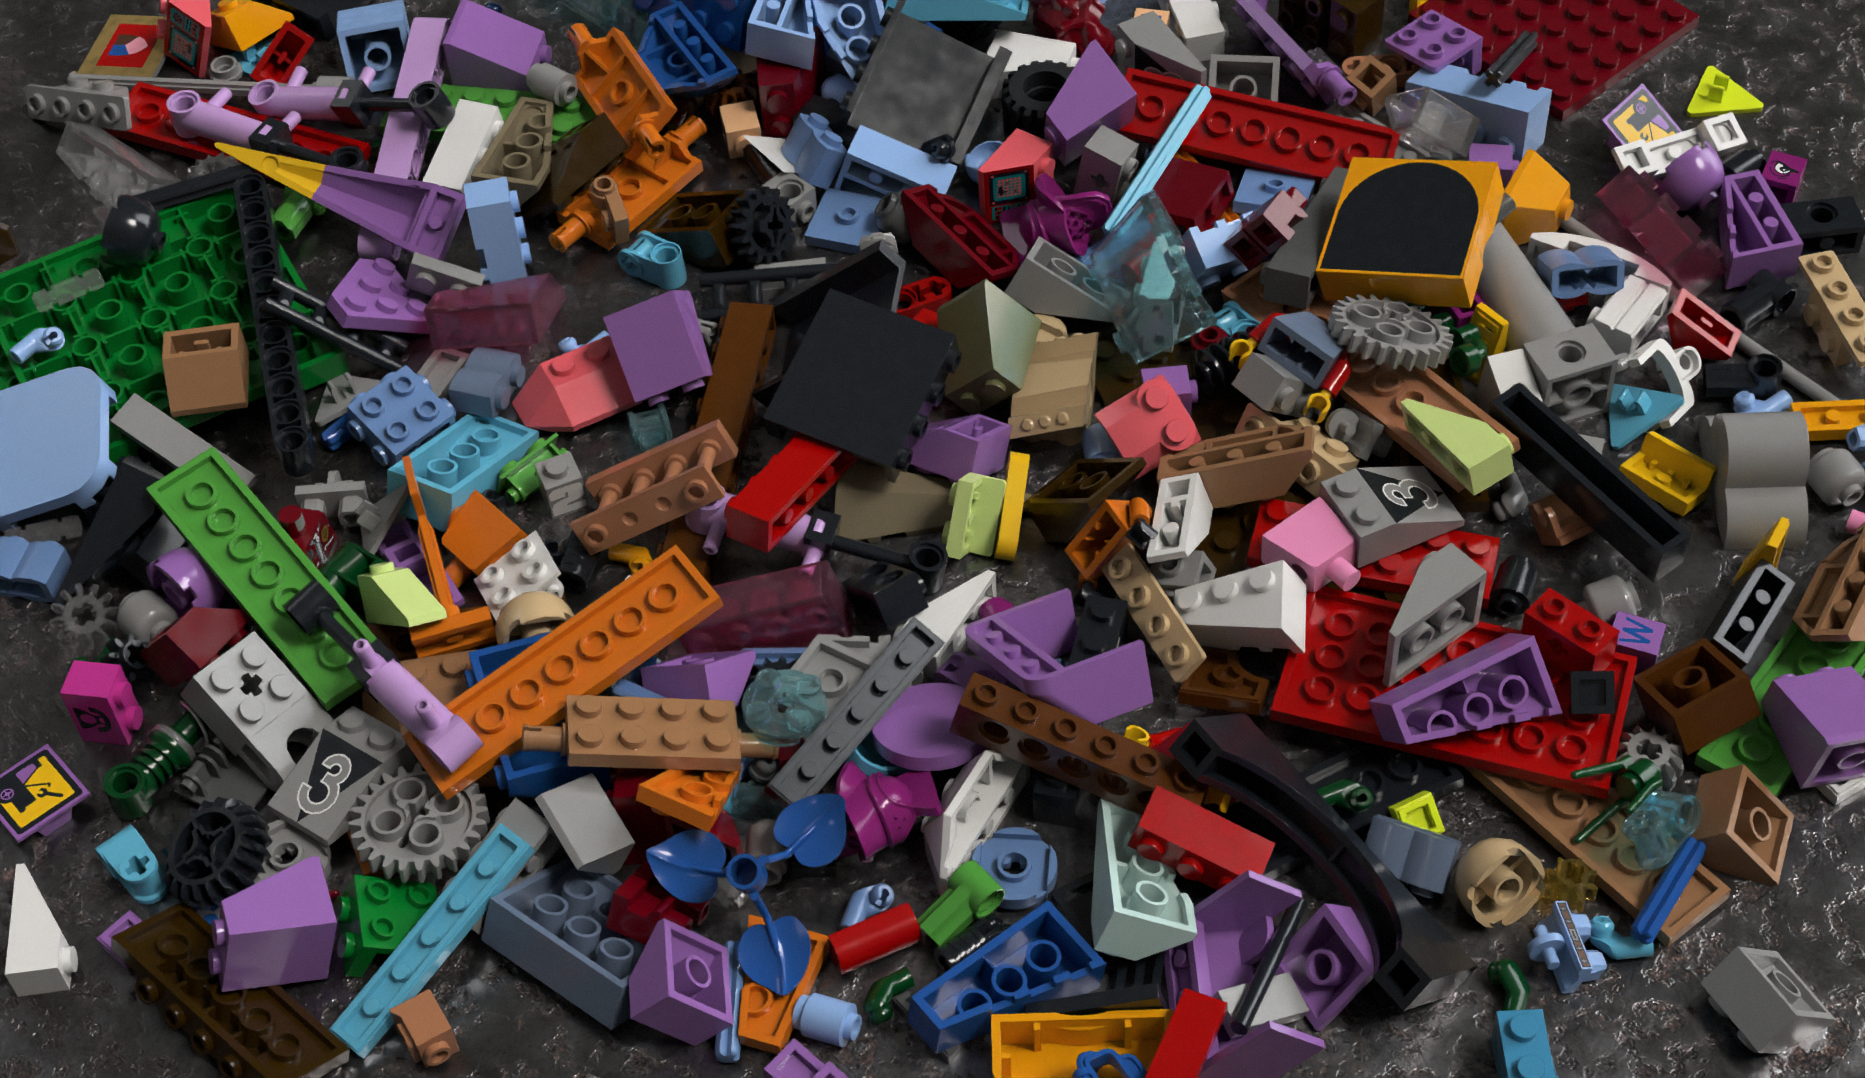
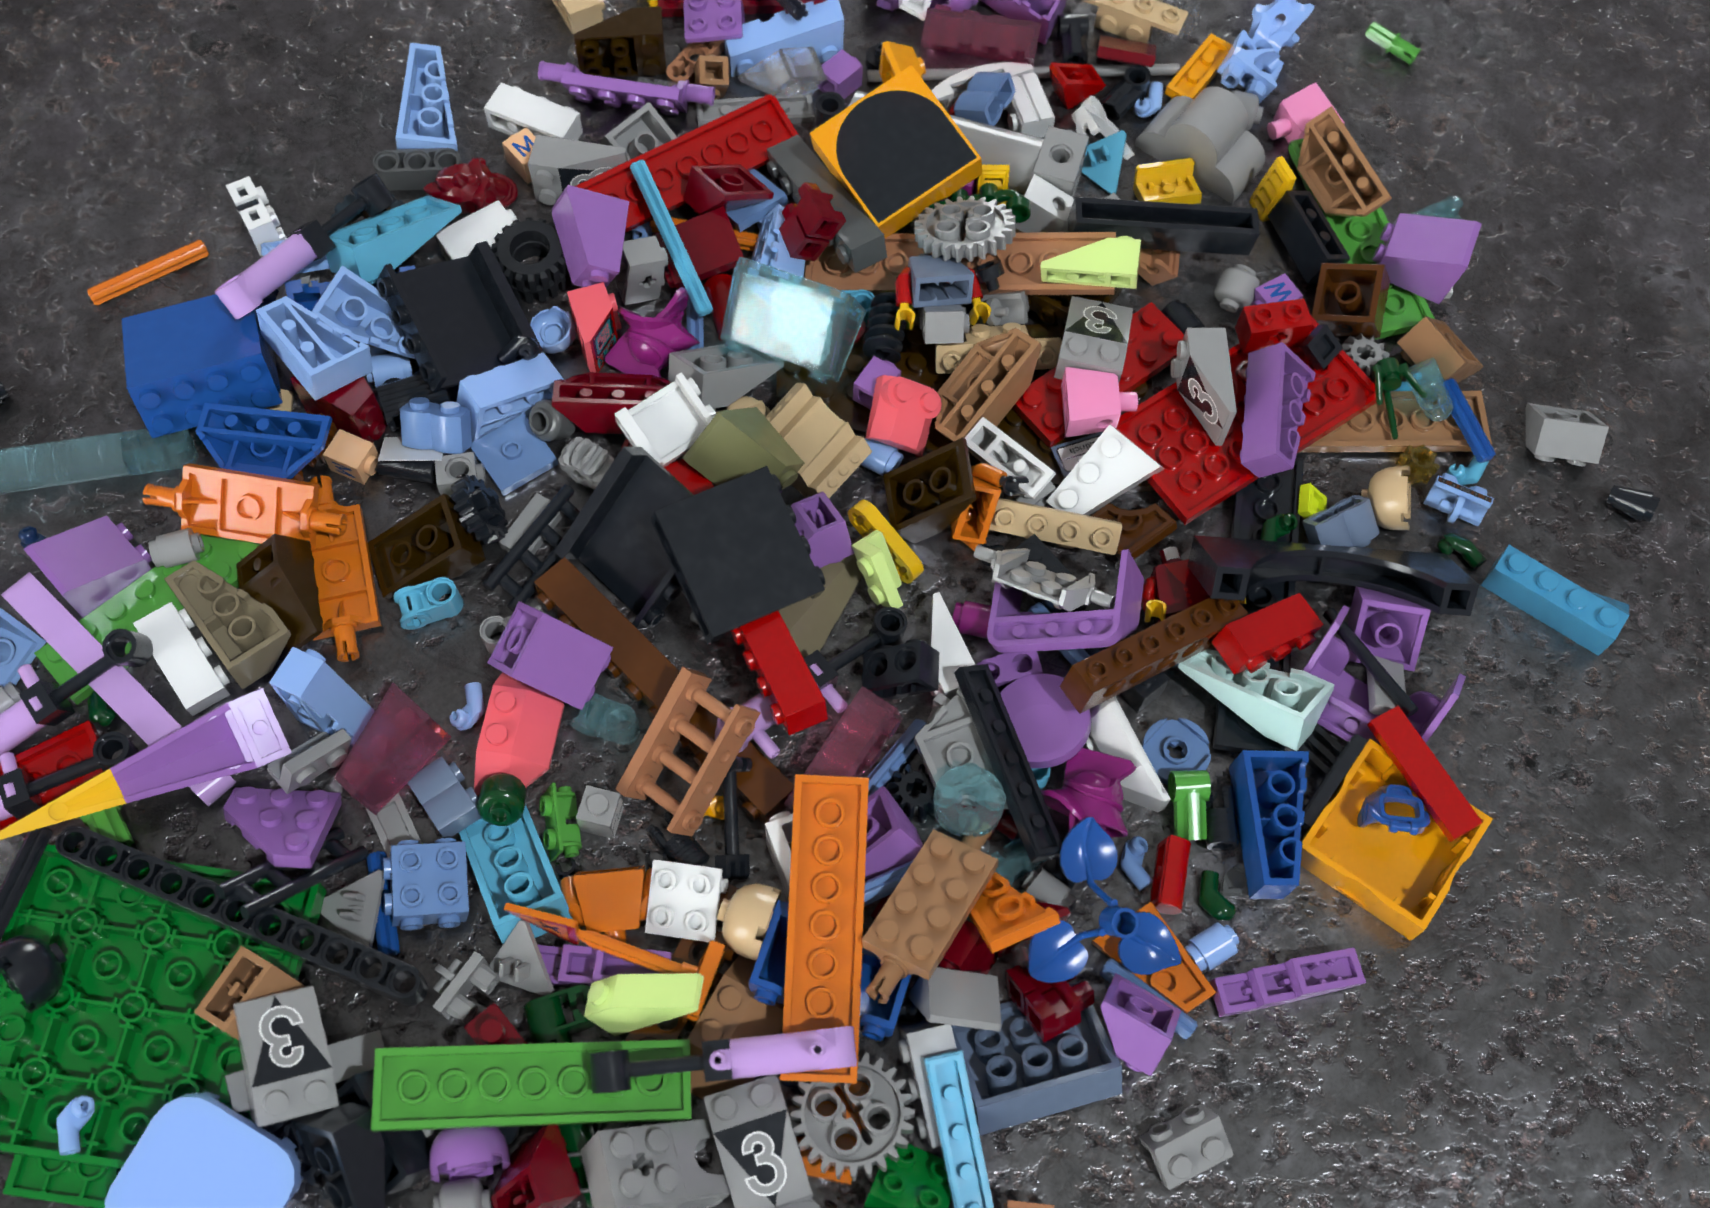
camera: 60 degrees left, 15 degrees up
(68, 290) = (32, 1062): clear axle -> none
(173, 411) = (285, 1056): none -> light grey slope
(513, 413) = (502, 799): none -> dark green head
(606, 197) = (367, 597): medium nougat plate -> none
(670, 532) = (734, 865): none -> black hinge
(949, 267) = (667, 420): none -> white panel
(1059, 609) = (1061, 589): none -> light grey plate
(1254, 162) = (723, 186): none -> dark red slope
(1363, 382) = (988, 274): none -> black tile
(1790, 344) = (1126, 51): none -> dark red tile

